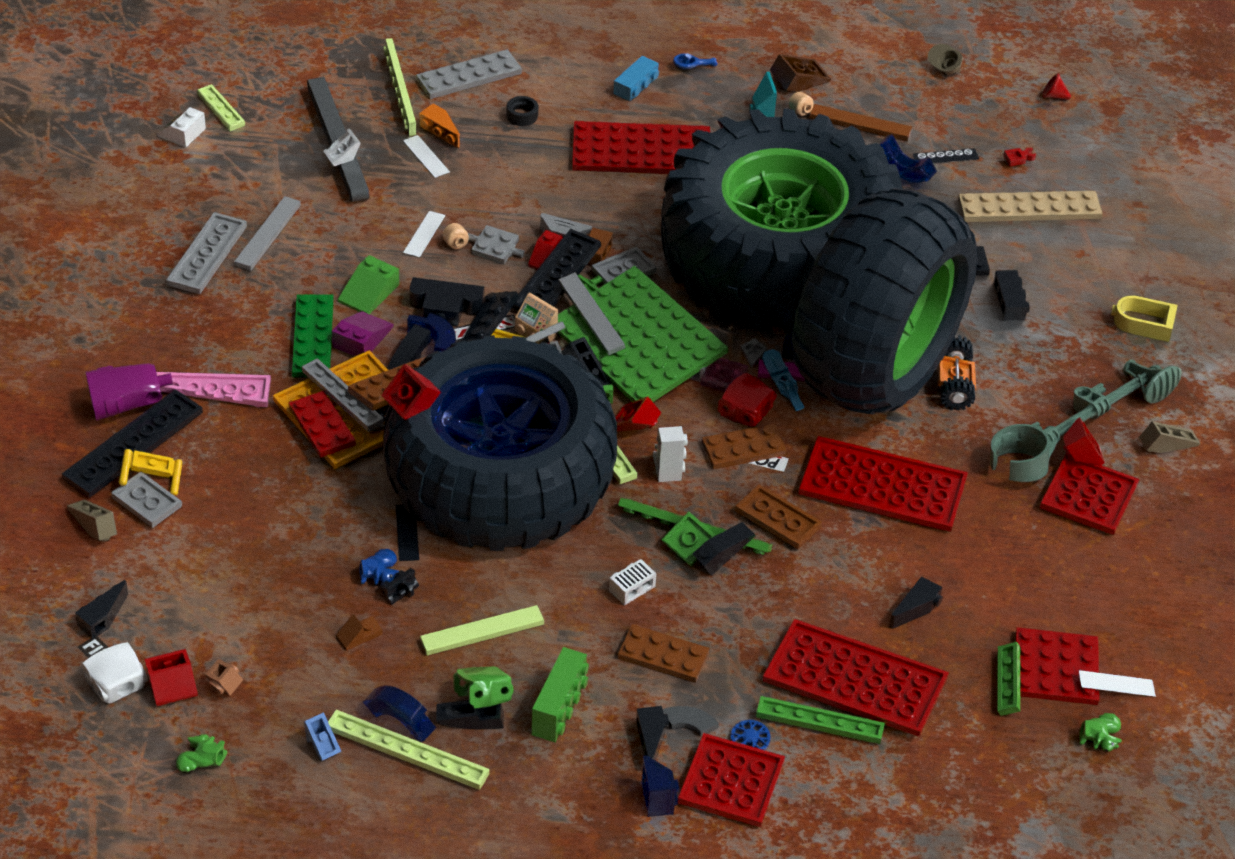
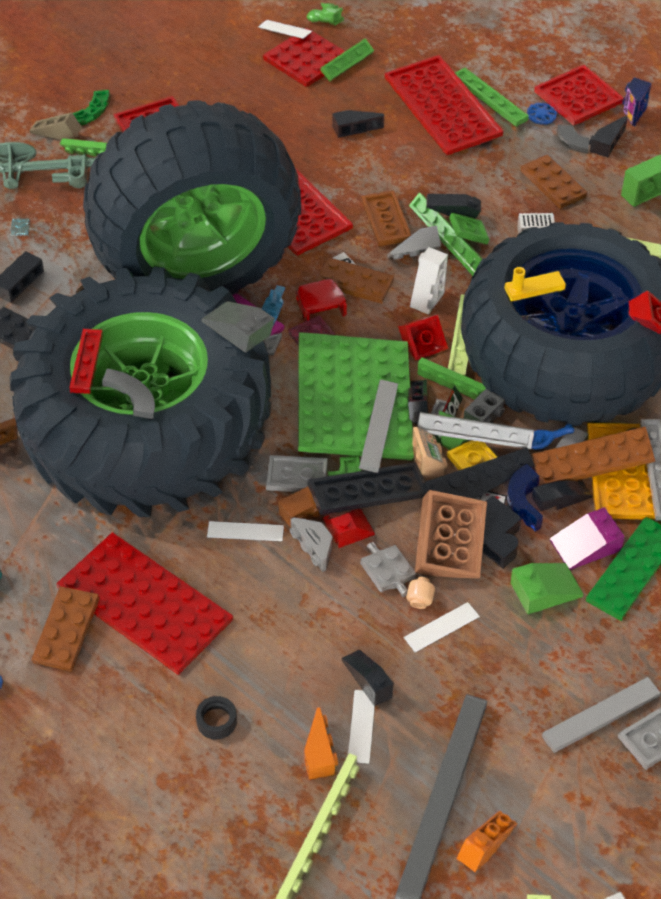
camera: 140 degrees left, 5 degrees up
(291, 130) = (485, 841): none -> orange slope
(343, 149) = (460, 753): white slope -> none
(442, 172) = (369, 676): none -> black slope
(465, 267) = (450, 536): none -> nougat slope
(469, 74) = (221, 814): light grey plate -> none
(537, 376) = (533, 286): none -> yellow piece
(627, 220) = (245, 531): none -> white sticker
(636, 78) = (61, 686): dark azure brick -> none
(671, 105) = (65, 629): none -> dark orange plate
(722, 499) = (417, 243): none -> light grey slope
(735, 226) = (240, 324): none -> dark grey slope
(757, 158) = (138, 392): none -> dark grey tile
(816, 159) = (86, 361): none -> red plate
(1071, 341) = (20, 227): none -> clear light blue plate
(1103, 417) = (83, 147): none -> bright green plate
(1168, 482) = (95, 109): none -> green tile

